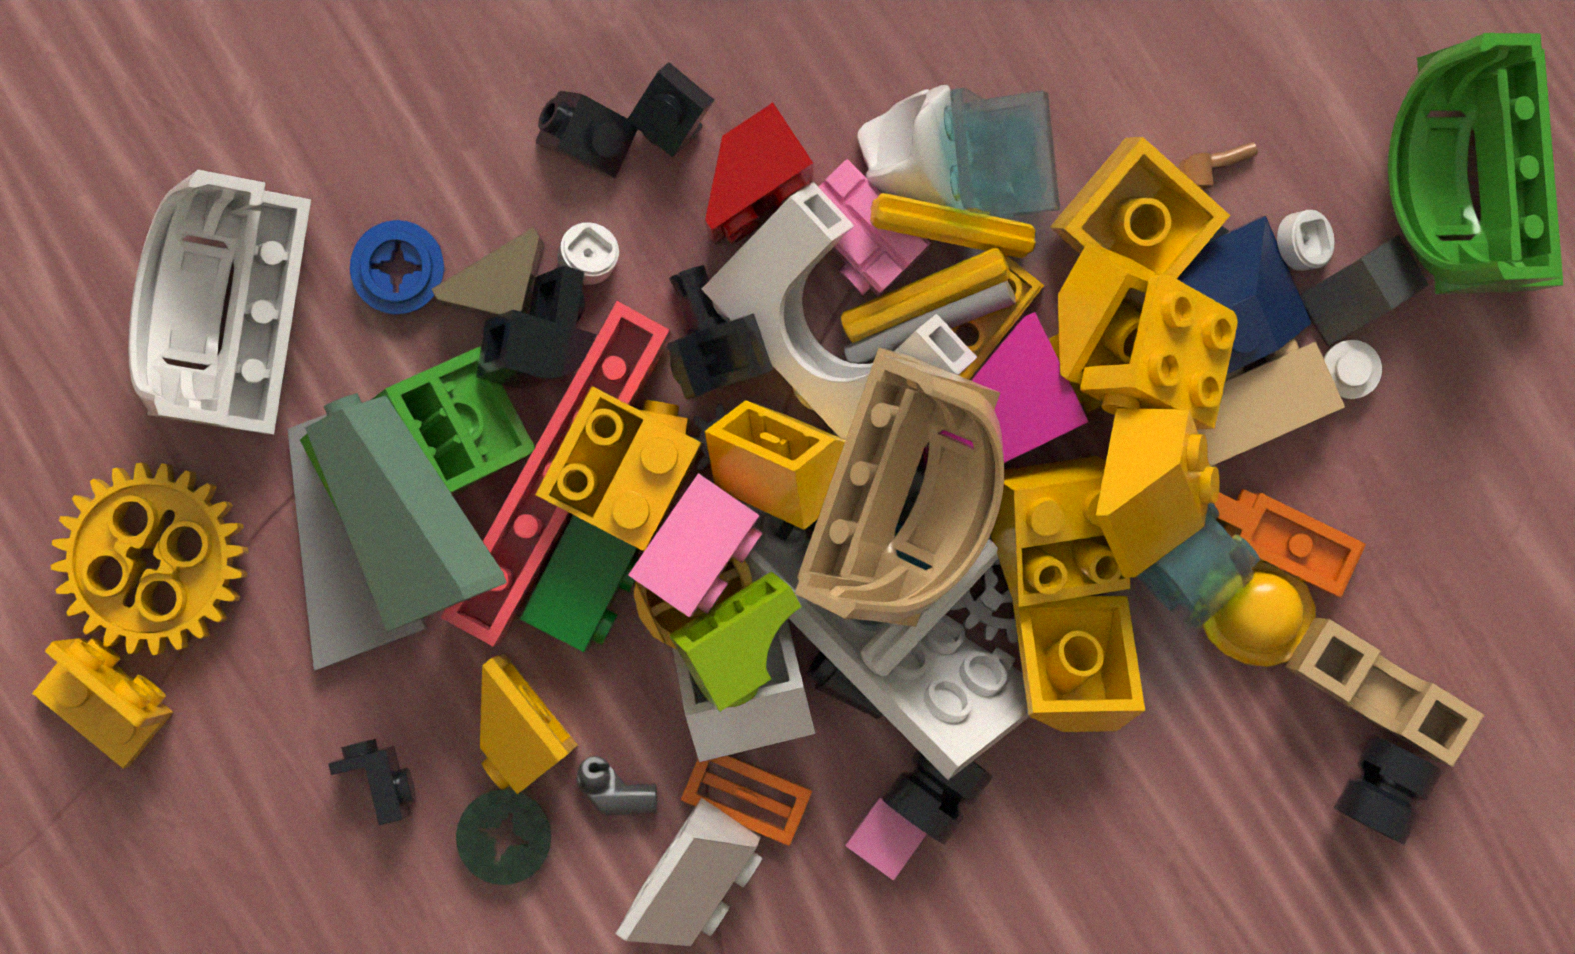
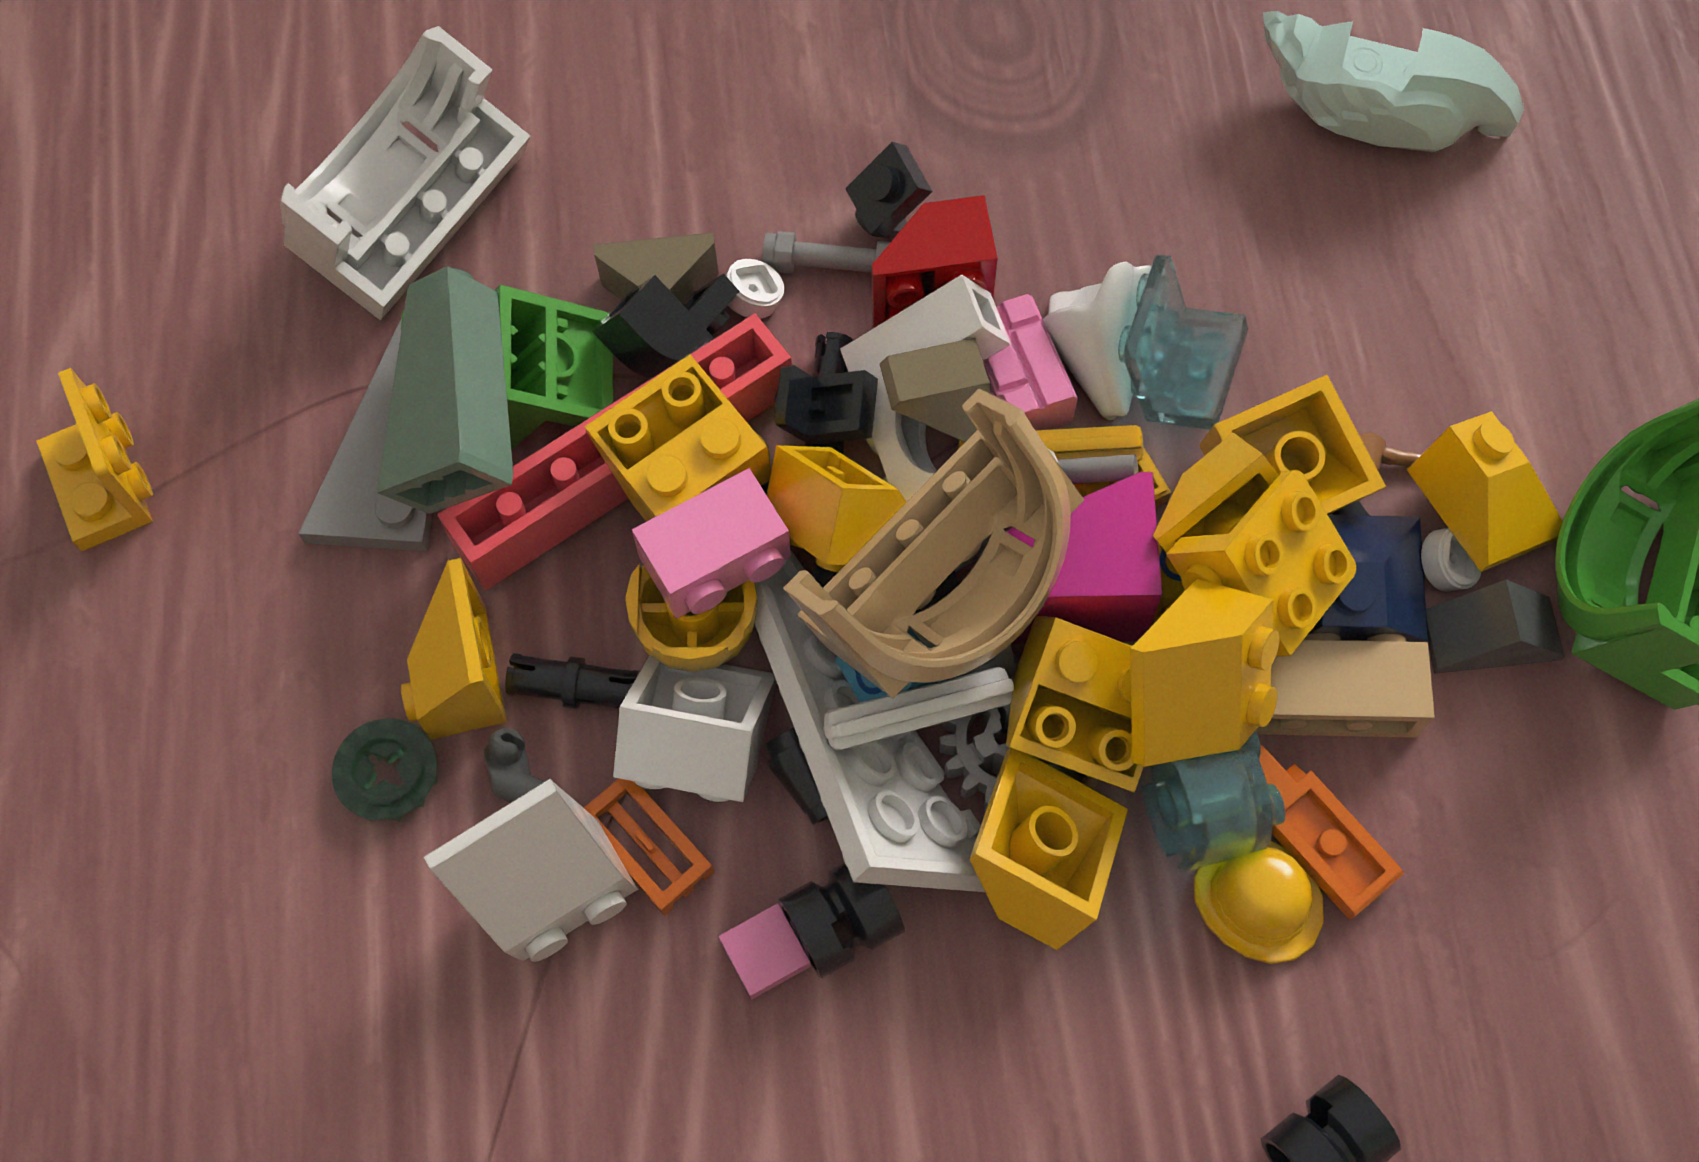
camera: 25 degrees right, 20 degrees down
(102, 534) = (212, 372): yellow gear -> none
(379, 247) = (569, 212): blue gear -> none
(389, 785) = (304, 660): black bracket -> none
(581, 585) = (584, 563): green piece -> none
(586, 132) = (805, 191): black bracket -> none
(597, 201) = (783, 252): none -> light grey bar
(619, 691) = (568, 681): none -> black pin
(732, 642) = (695, 651): lime arch -> none
(815, 306) = (935, 384): none -> dark tan slope
(952, 225) = (1104, 388): yellow axle -> none
(1317, 173) = (1486, 492): none -> yellow slope
(1354, 368) = (1457, 699): white plate -> none
(1383, 692) = (1336, 996): tan arch -> none

